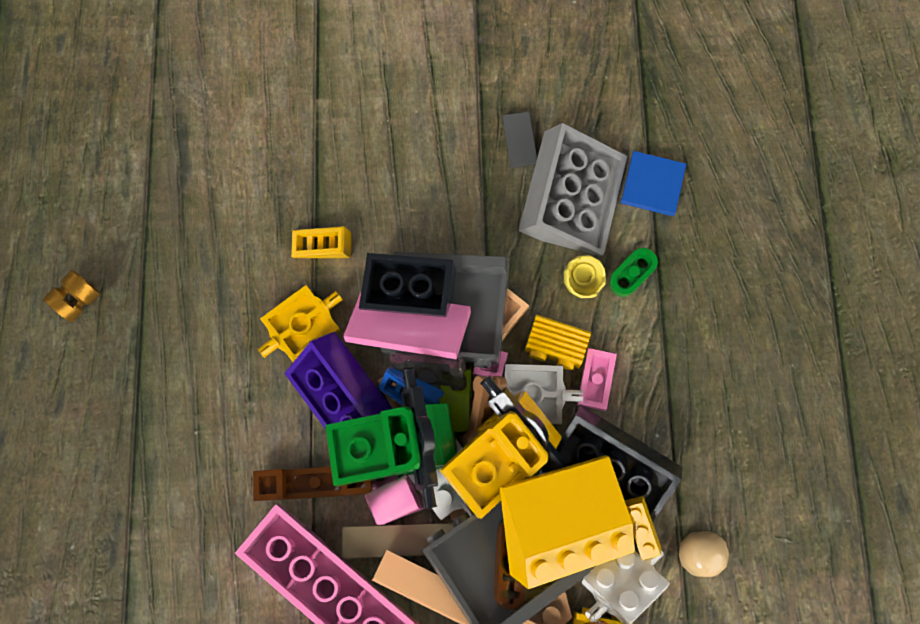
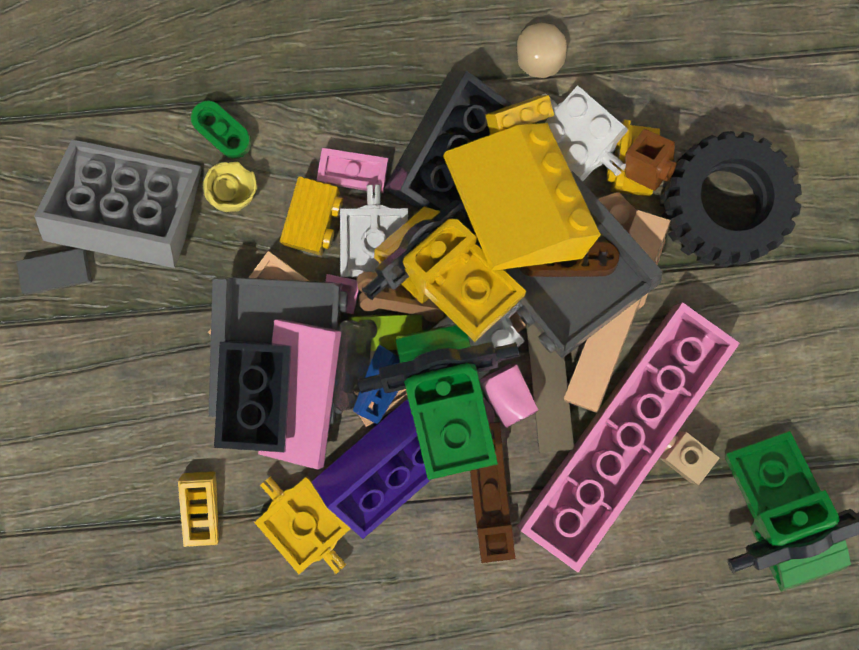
camera: 90 degrees left, 10 degrees up
(653, 183) = (106, 107): blue tile -> none

